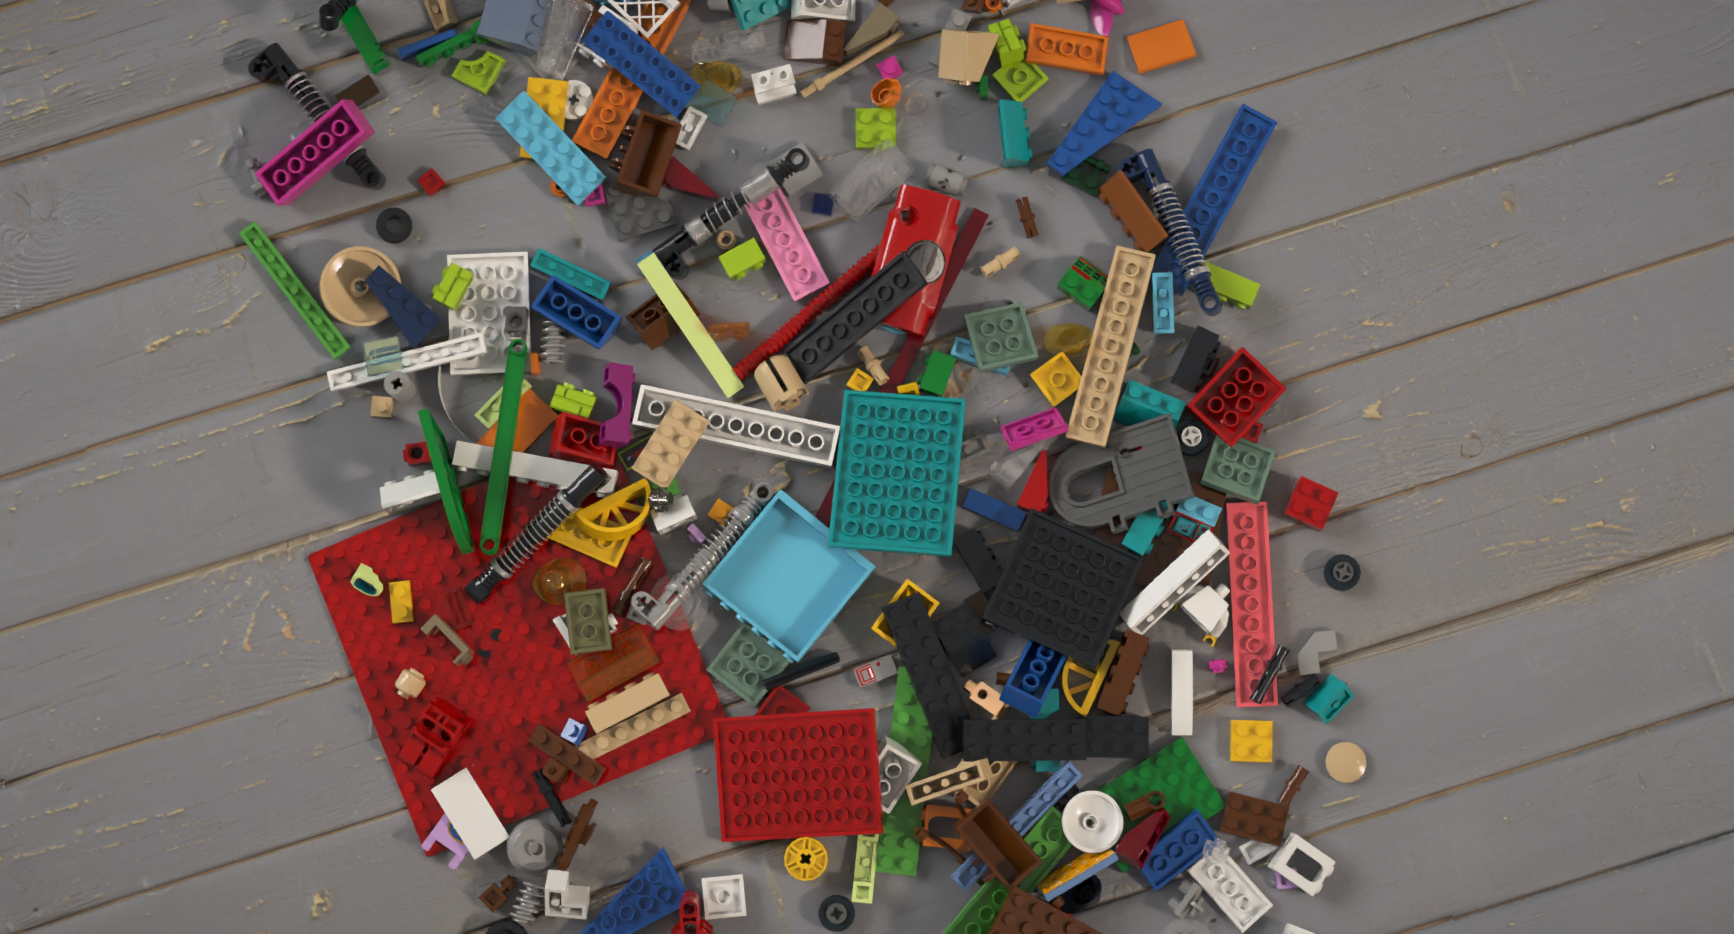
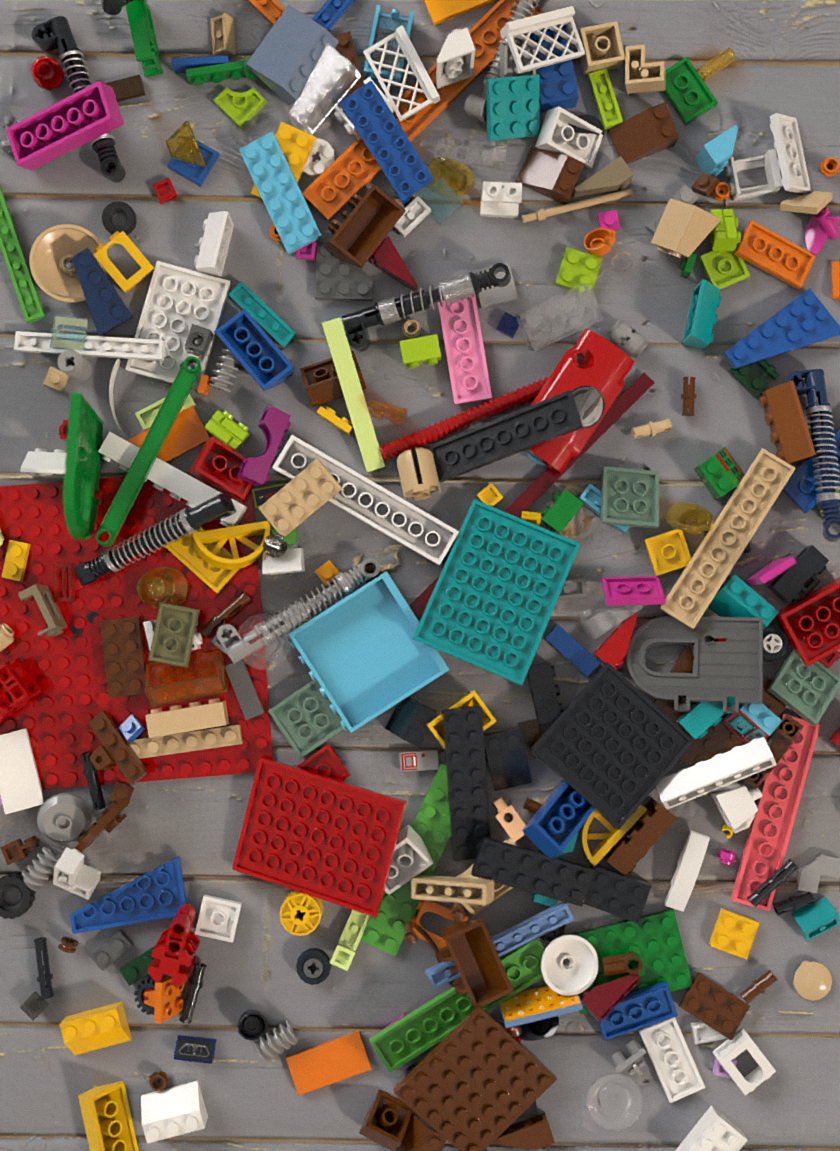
camera: 15 degrees right, 5 degrees up
(276, 103) = (47, 73): none -> red hair
(411, 246) = (124, 240): none -> yellow panel
(439, 132) = (184, 146): none -> clear yellow slope
(450, 142) = (193, 172): none -> blue tile
(453, 286) = (151, 290): lime brick -> none
(499, 220) = (214, 244): none -> white slope
(542, 663) = (123, 656): none -> reddish brown plate
(580, 798) = (120, 791): none -> reddish brown plate
(670, 353) = (329, 415): none -> yellow plate
(675, 656) = (244, 689): none -> dark grey tile
(696, 535) = (298, 586): lavender plate -> none
(800, 671) = (352, 739): black axle -> none
(853, 632) = (410, 721): none -> black slope
(873, 365) = (506, 485): tan pin -> none
(1162, 364) = (770, 571): none -> dark pink tile
(1163, 302) = (787, 513): medium azure plate -> none
(1215, 851) = (671, 1026): clear plate -> none
(1230, 535) = (779, 744): none -> reddish brown slope

